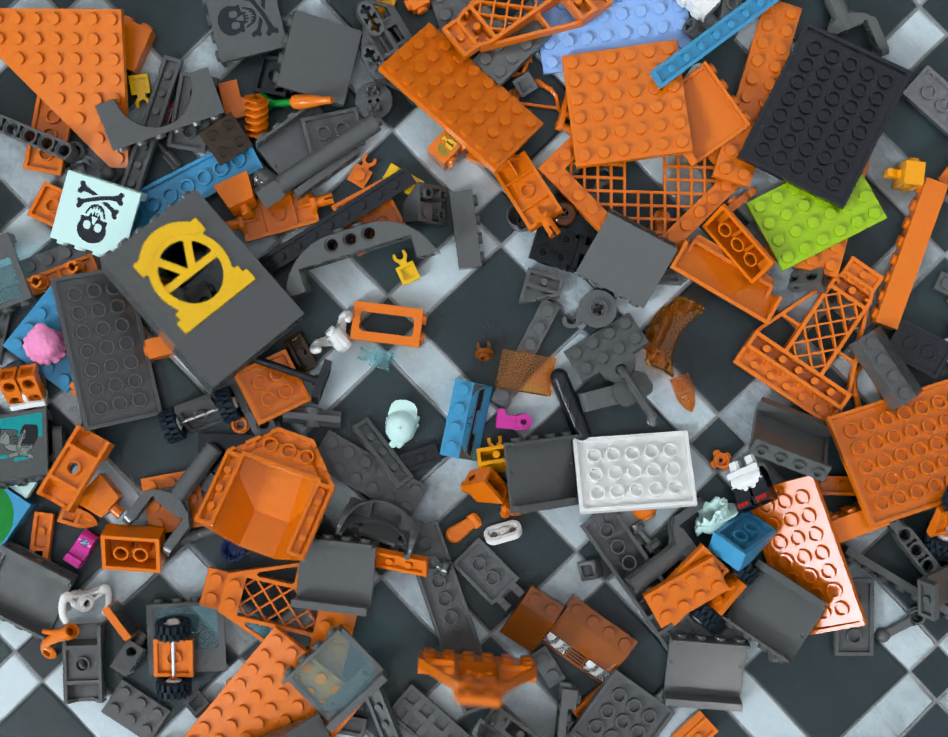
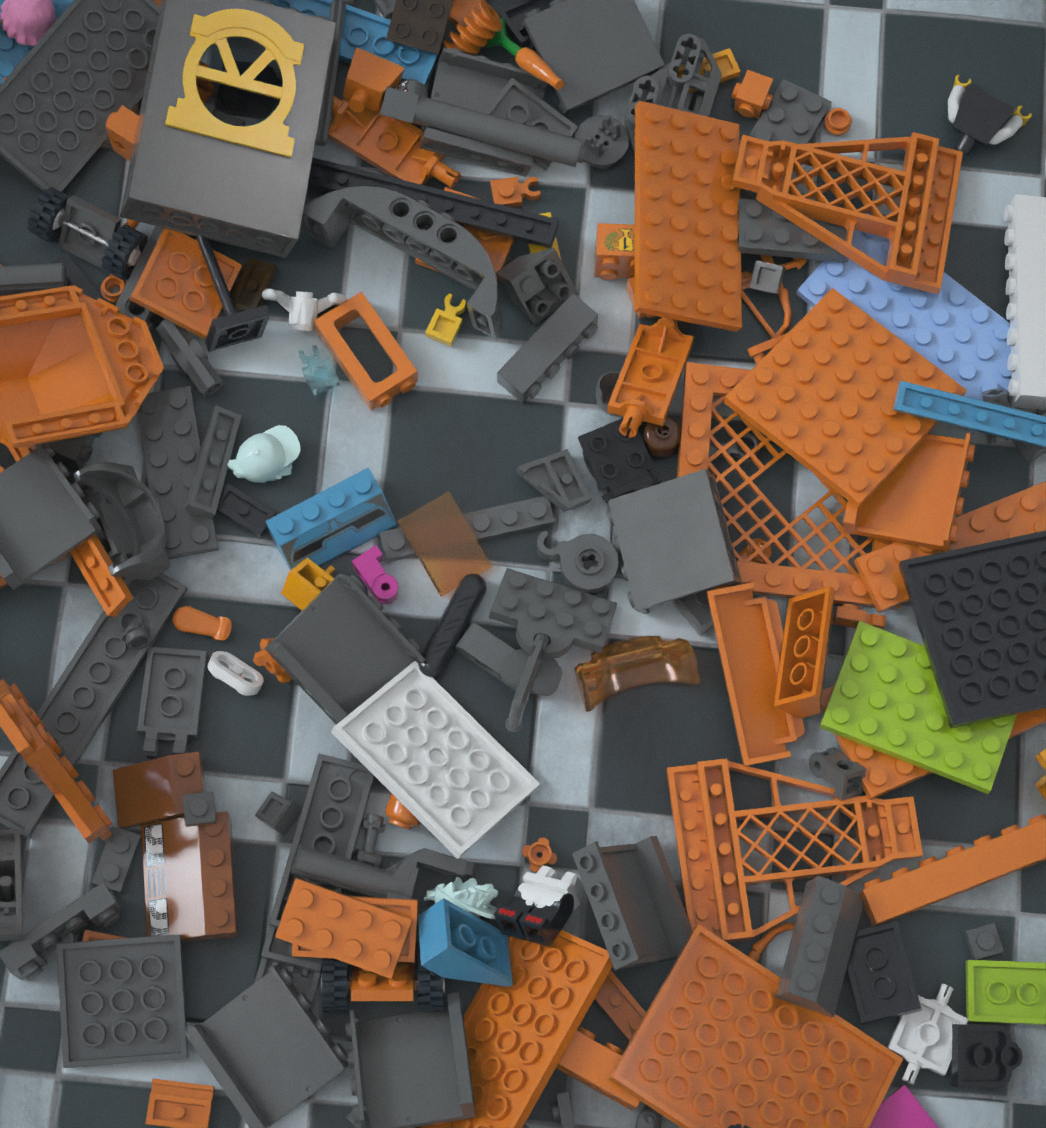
camera: 50 degrees right, 15 degrees down
(189, 185) = (337, 15): none -> dark grey axle
(484, 354) = (426, 481): dark orange plate -> none
(485, 486) = (272, 602): orange torso -> none
(563, 610) = (199, 809): none -> dark grey plate
(684, 391) = (583, 744): clear orange plate -> none

